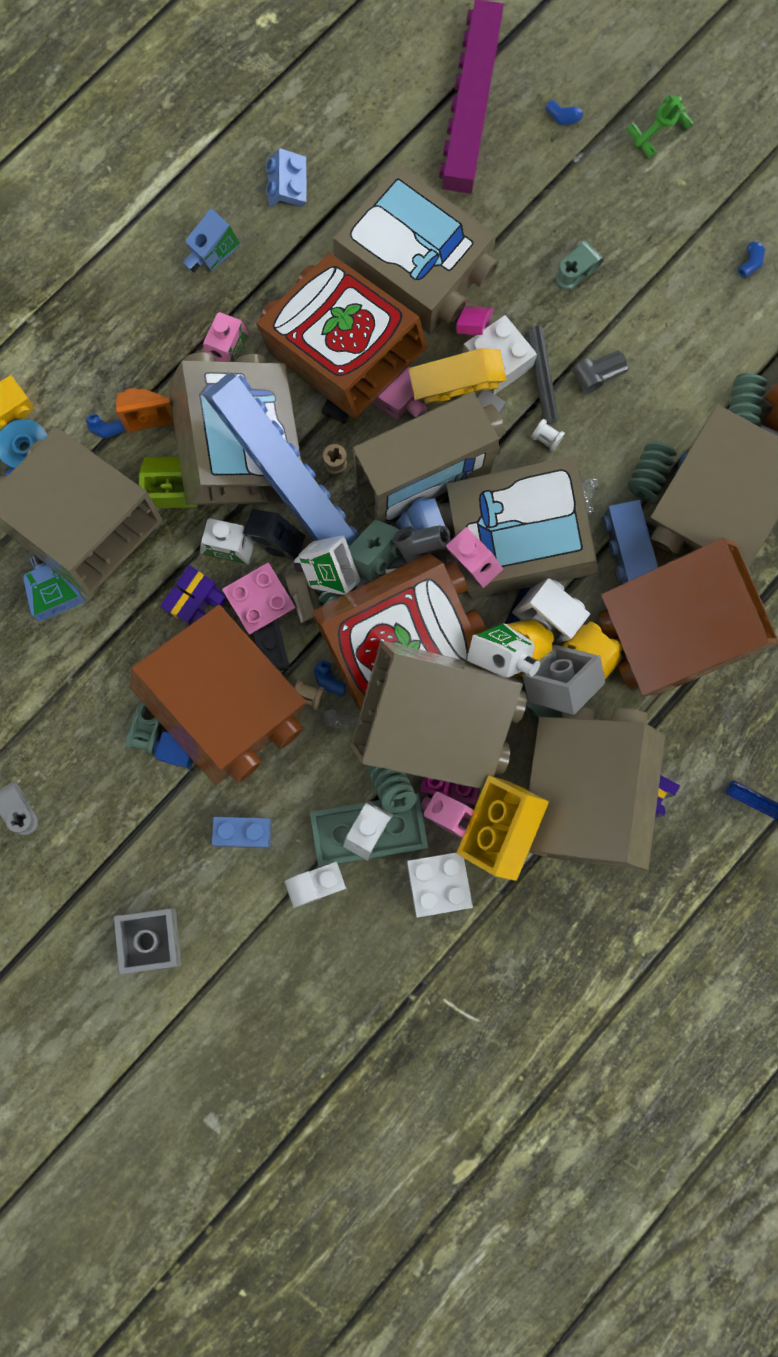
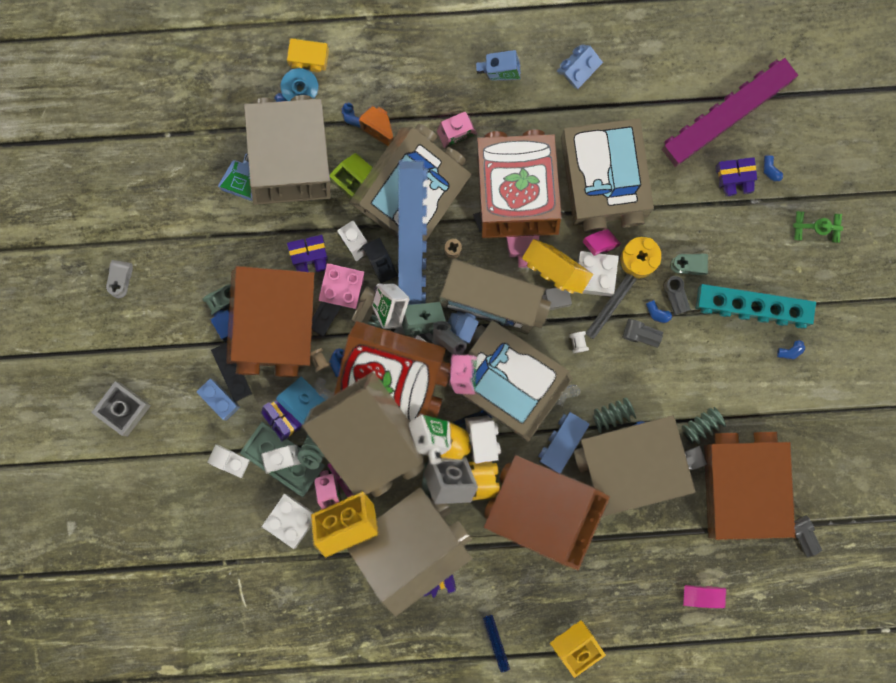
camera: 45 degrees right, 5 degrees up
(229, 794) = (236, 383): none -> black plate
(328, 784) = (280, 419): none -> dark purple hips
(329, 751) = (299, 399): none -> dark azure plate
(526, 299) = (645, 247): none -> yellow brick
(536, 144) = (736, 173): none -> dark purple hips
(595, 341) = (658, 315): none -> blue arm
(596, 306) = (677, 297): none -> dark grey piece
(725, 209) = (804, 308): none -> teal brick

